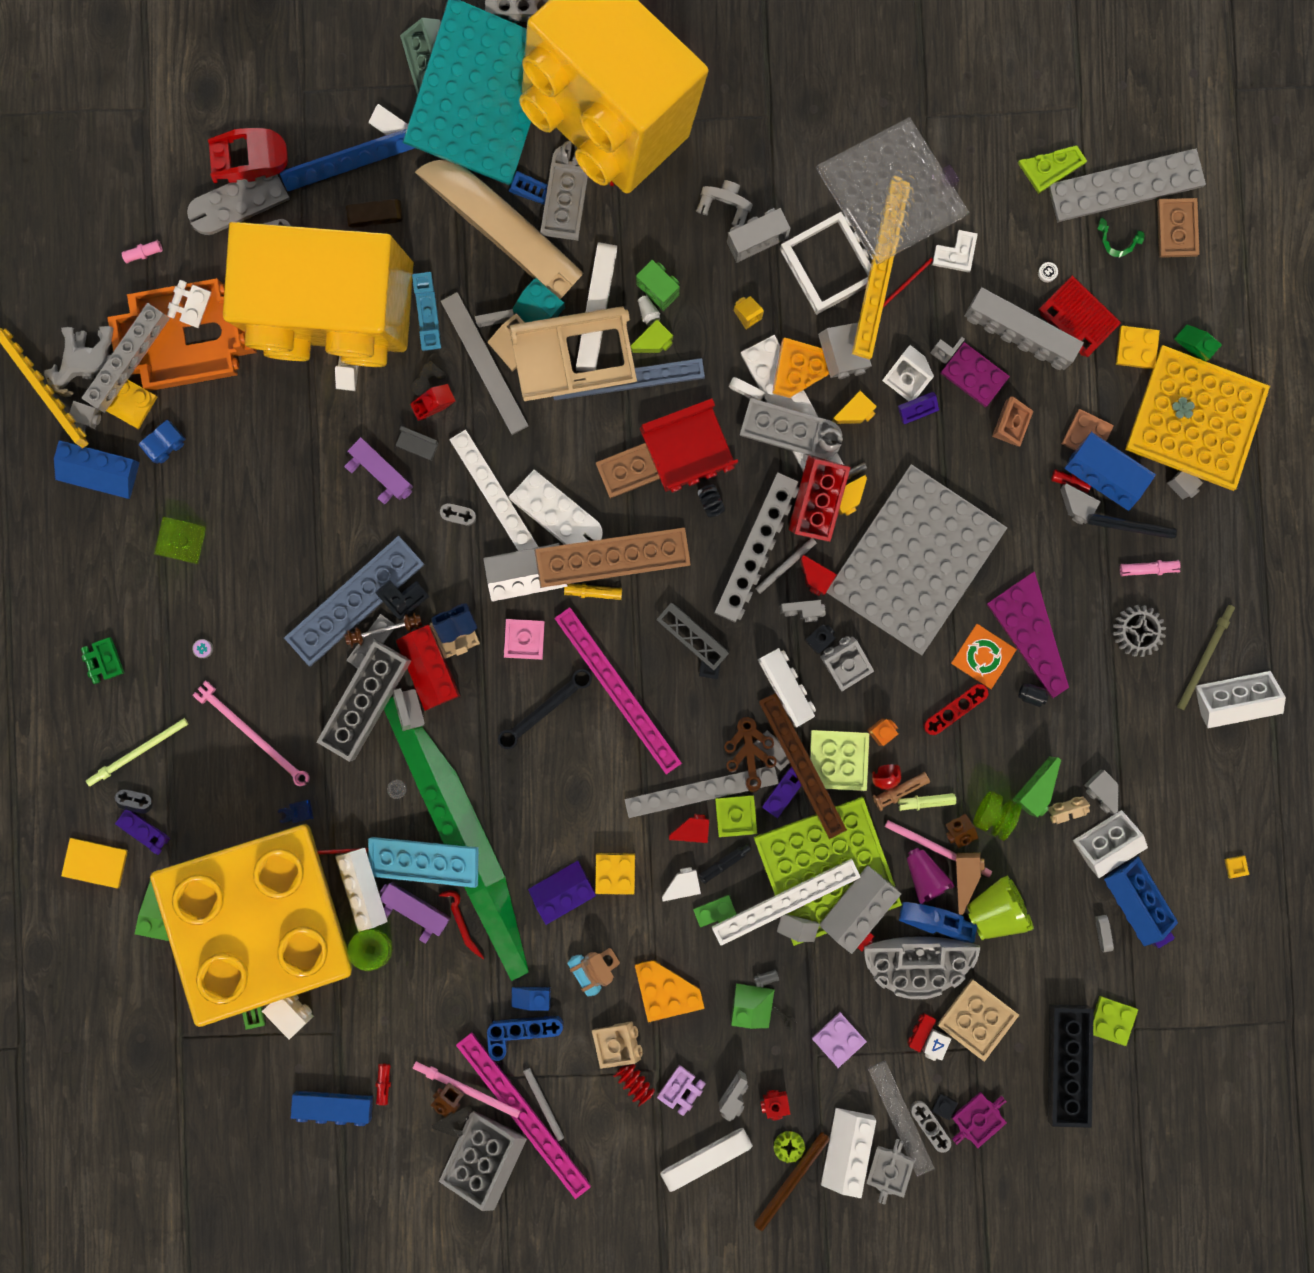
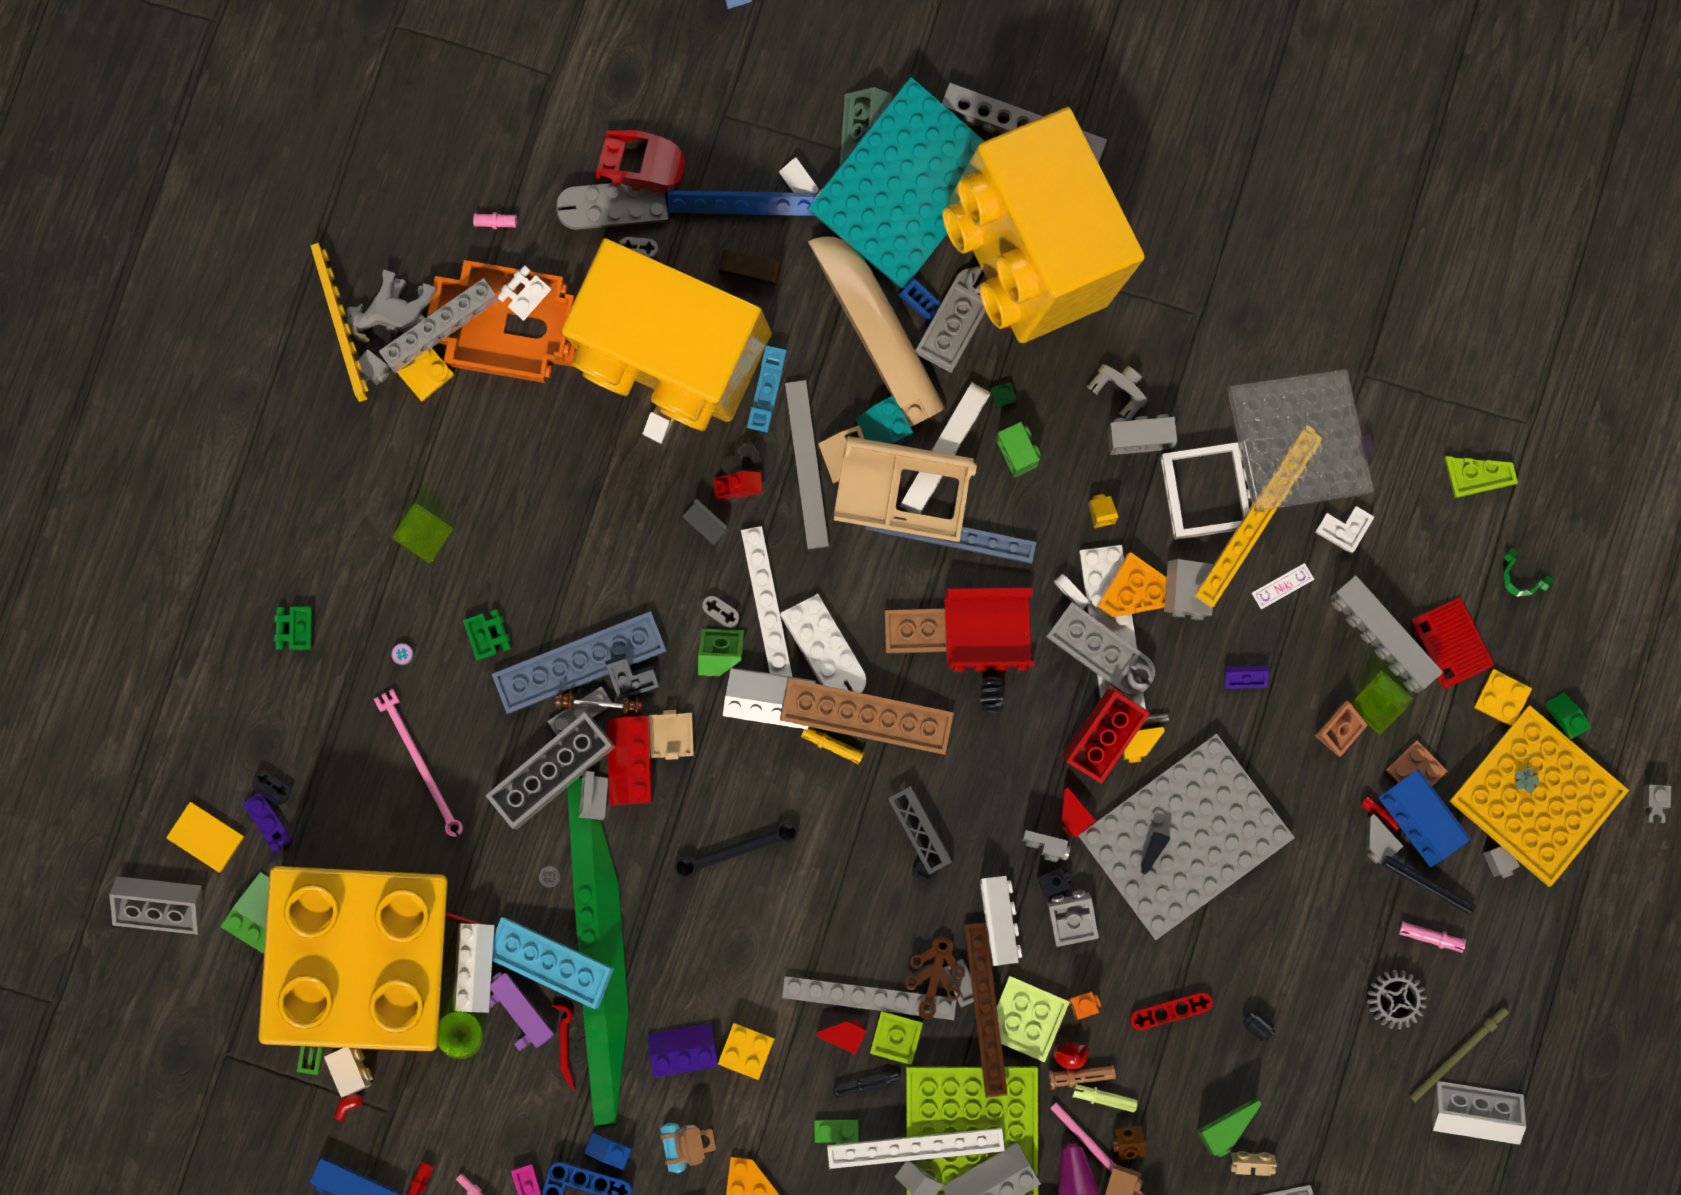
camera: 20 degrees right, 5 degrees down
(74, 935) = (156, 905): none -> light grey slope
(95, 469) = (362, 427): blue slope -> none
(105, 772) = (252, 746): yellowish green bar -> none
(162, 442) = (442, 424): blue brick -> none
(263, 610) = (480, 635): none -> green plate
(297, 1040) = (347, 1103): none -> red arm
(298, 812) = (438, 862): clear blue plate -> none
(380, 469) = (658, 536): medium lavender brick -> none
(454, 623) = (675, 724): dark blue brick -> none
(468, 548) = (719, 651): none -> bright green slope
(493, 318) = (834, 421): light grey tile -> none
(524, 639) = (741, 768): bright pink plate -> none
(618, 690) = (820, 859): dark pink plate -> none
(629, 244) = (1003, 395): none -> dark green plate
(648, 310) = (998, 472): white cone -> none
(653, 340) = (992, 504): lime slope -> none
(683, 885) = (813, 1090): white slope -> none
(780, 484) = (1071, 704): light grey brick -> none
(782, 794) = (953, 1033): dark purple plate -> none
(786, 565) = (1045, 792): light grey bar -> none
(856, 411) = (1179, 656): yellow slope -> none
(895, 576) = (1156, 845): none -> black slope
(907, 282) = (1282, 541): red axle -> none
(909, 374) = (1249, 638): white slope -> none
(921, 320) = (1282, 586): none -> white sticker
(943, 351) = (1293, 627): light grey panel -> none
(975, 374) = (1319, 664): magenta plate -> none
(984, 656) = (1221, 966): orange sticker -> none
(1001, 817) = (1173, 1139): clear neon green wheel -> none
(1027, 624) = (1279, 945): magenta wing -> none
(1038, 387) = (1381, 702): none -> clear neon green slope
(1048, 272) = (1435, 584): white tile -> none
(1105, 790) = (1299, 1155): light grey slope -> none
(1127, 185) = (1552, 523): light grey plate -> none
(1178, 227) = (1590, 587): medium nougat plate -> none
(1295, 385) = (1656, 798): none -> light grey brick

